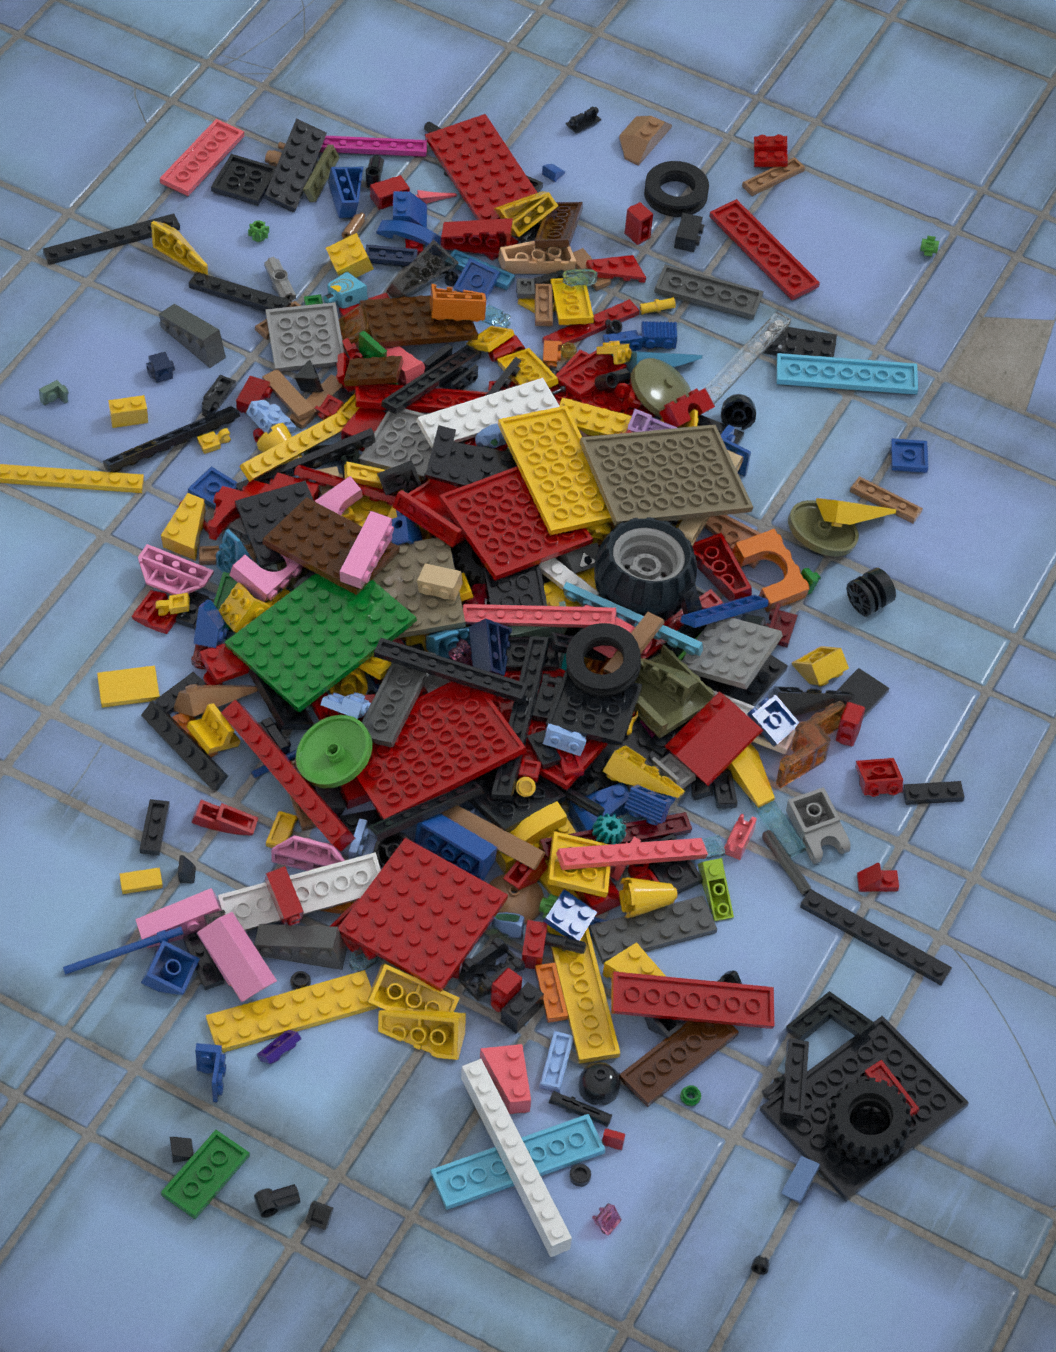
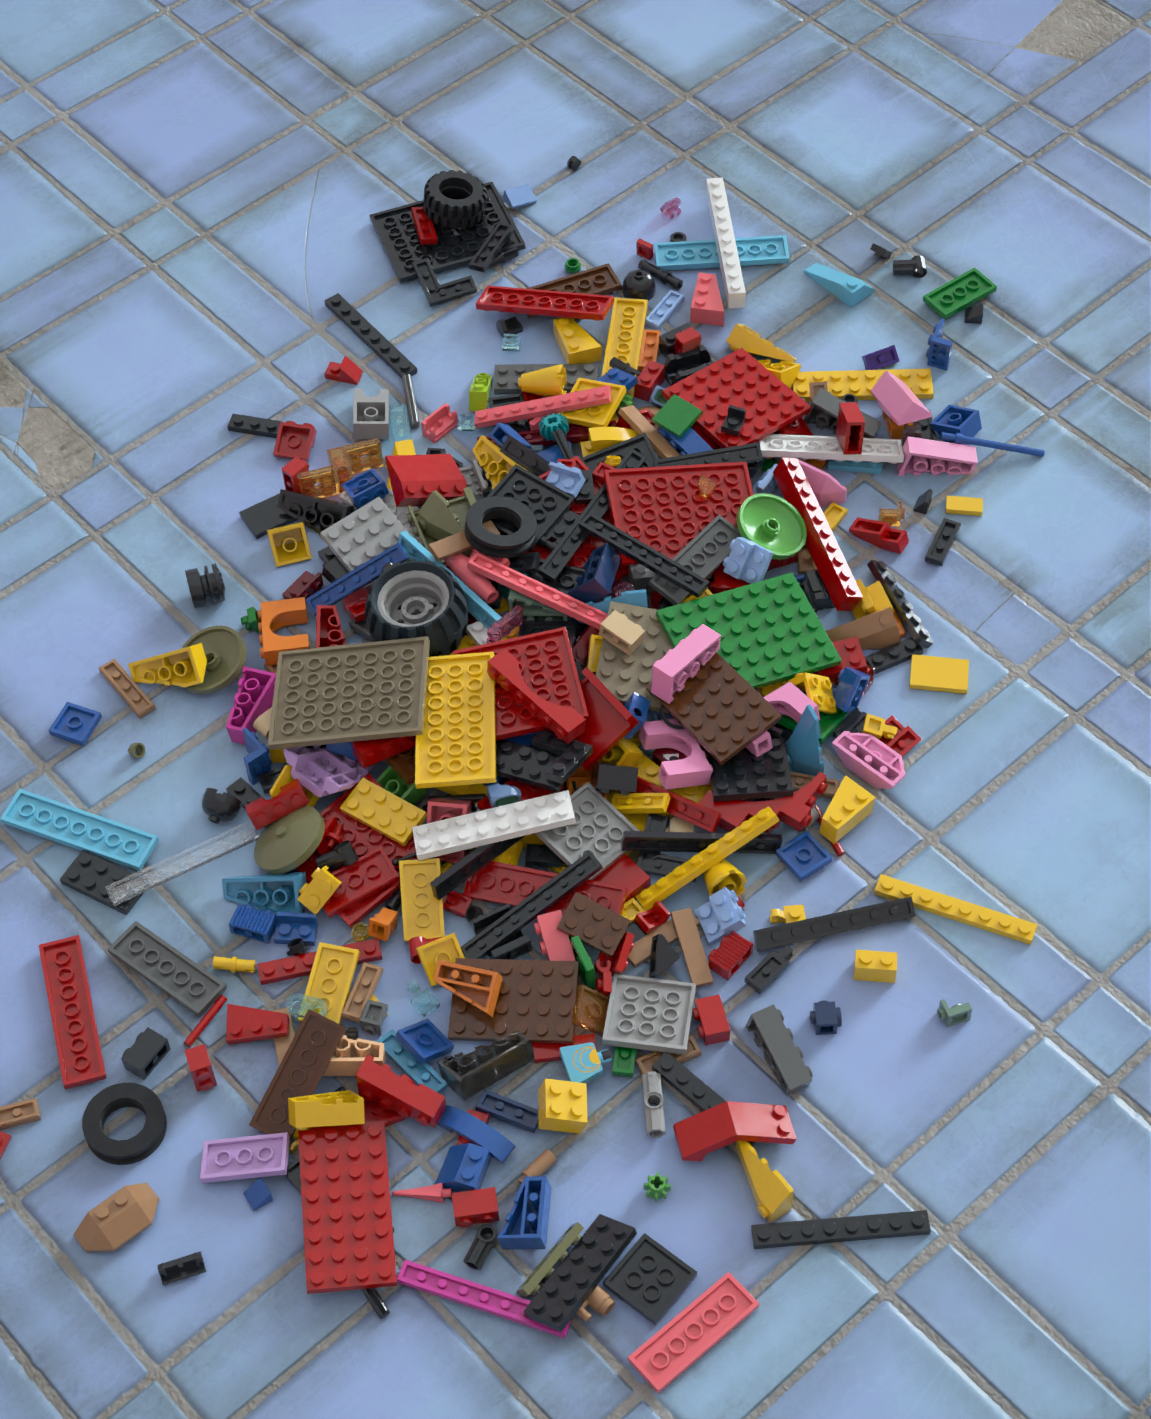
camera: 155 degrees left, 0 degrees up
(208, 270) = (732, 1123): none -> red windscreen
(216, 840) = (892, 516): none -> clear orange bracket
(253, 346) = (712, 1020): none -> red brick
(337, 971) = (814, 388): none -> medium nougat plate
(353, 1152) = (843, 286): none -> medium azure wedge
(413, 863) = (734, 420): none -> black bracket
(415, 770) = (705, 486): none -> clear orange tile
(458, 475) = (562, 720): none -> red arch
(476, 849) = (677, 416): none -> green tile
(480, 382) = (472, 912): none -> black hinge
(558, 583) = (505, 624): none -> clear pink plate
(574, 182) = (245, 1157): none -> lavender plate
(618, 776) = (525, 457): none -> black plate
(657, 268) = (205, 1021): none -> red bar
(712, 963) = (511, 342): none -> clear light blue plate
(764, 496) = (251, 701): none -> dark pink wedge
(841, 446) = (139, 747): none -> olive hinge

